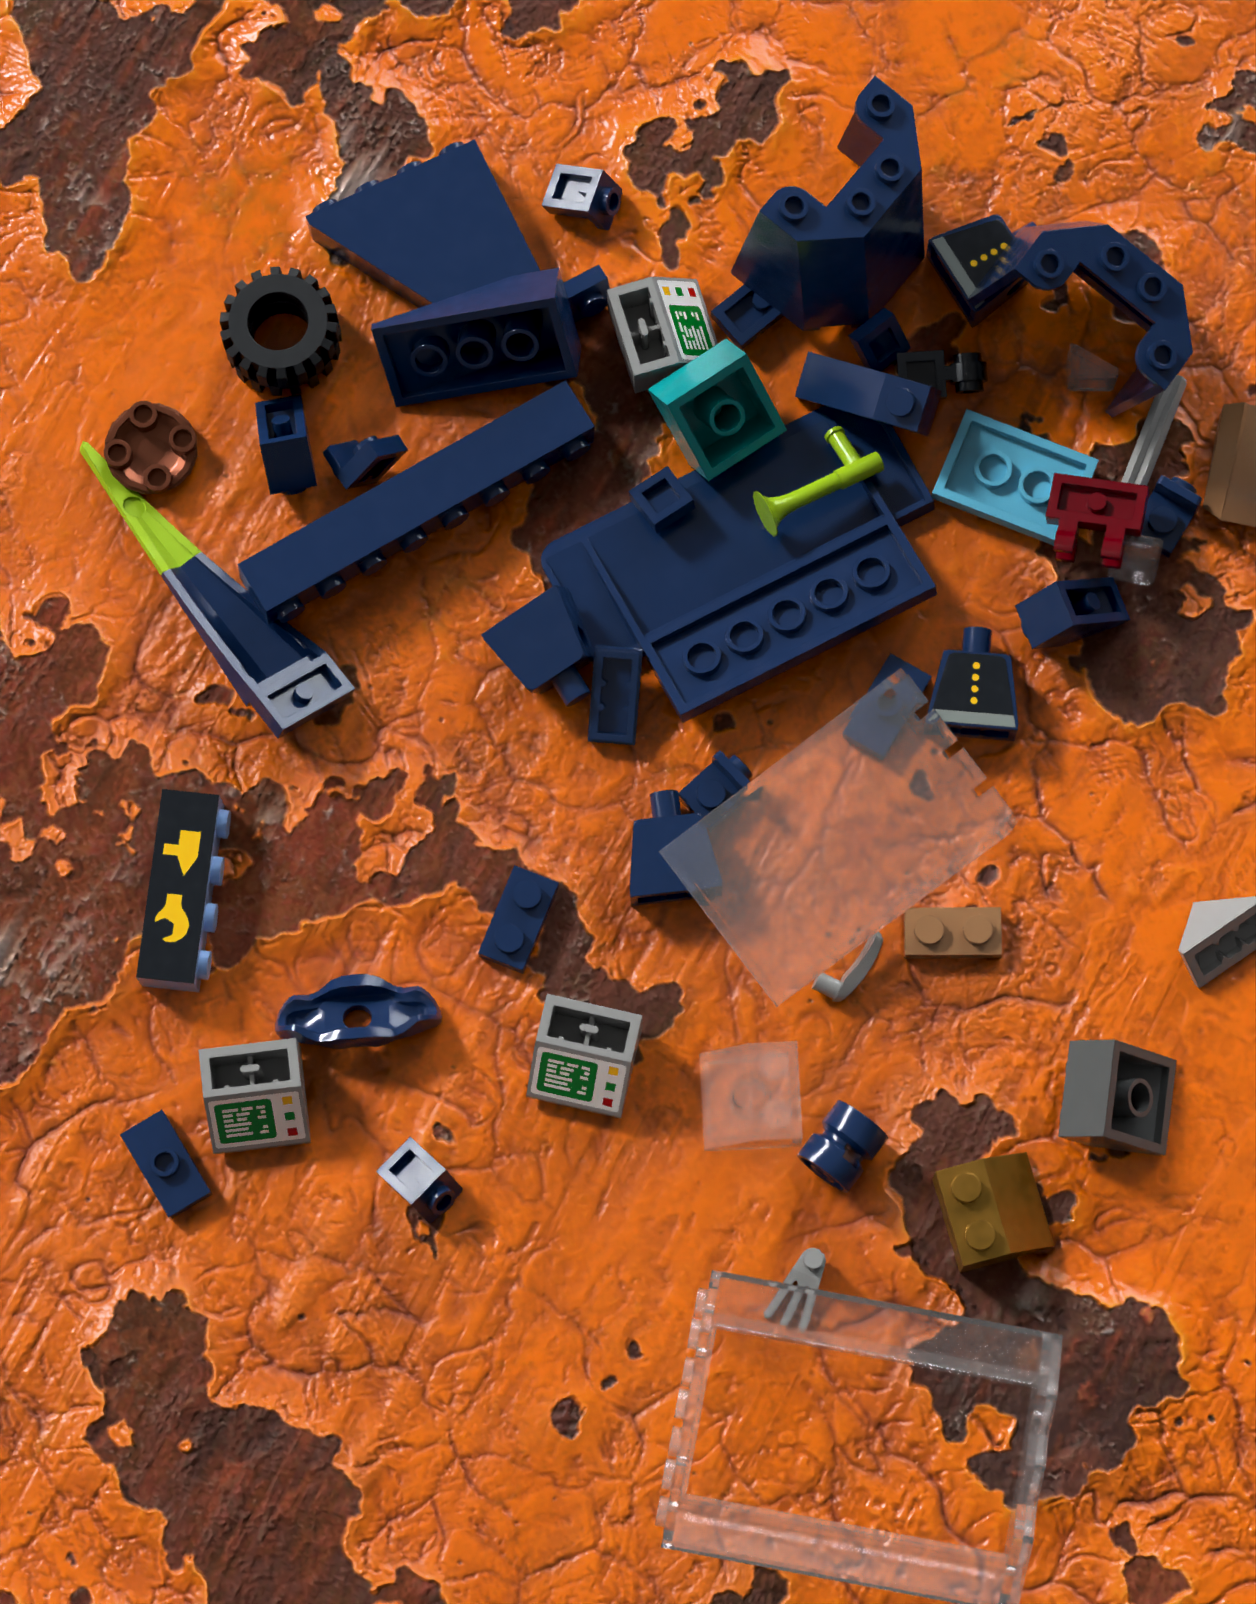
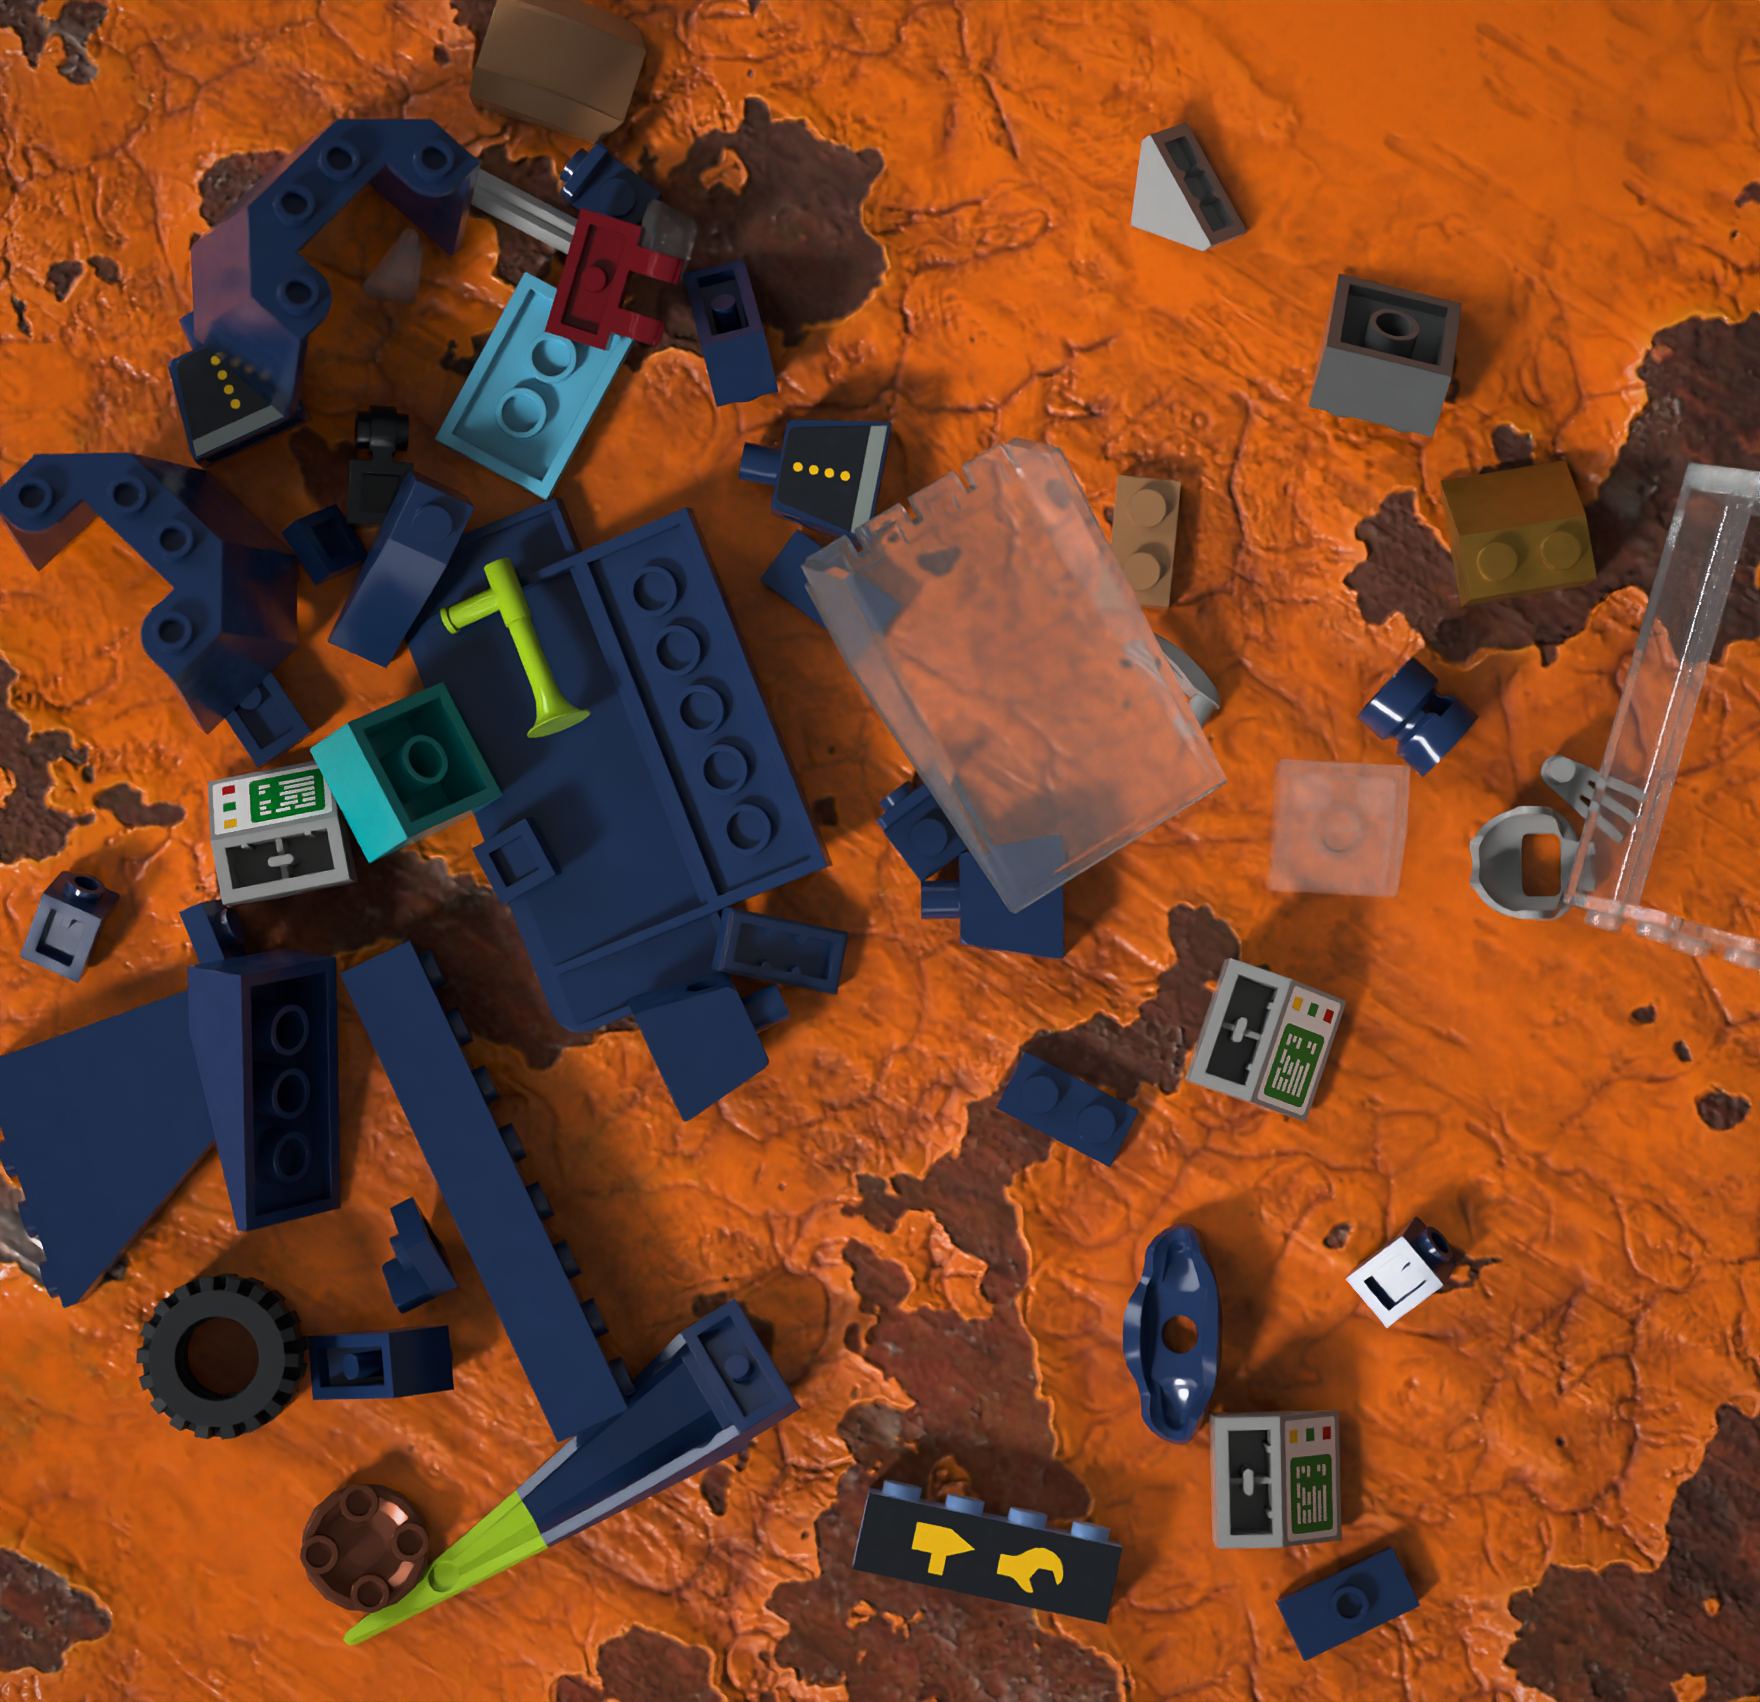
camera: 90 degrees left, 10 degrees up
(738, 1223) = (1498, 861): none -> light grey helmet

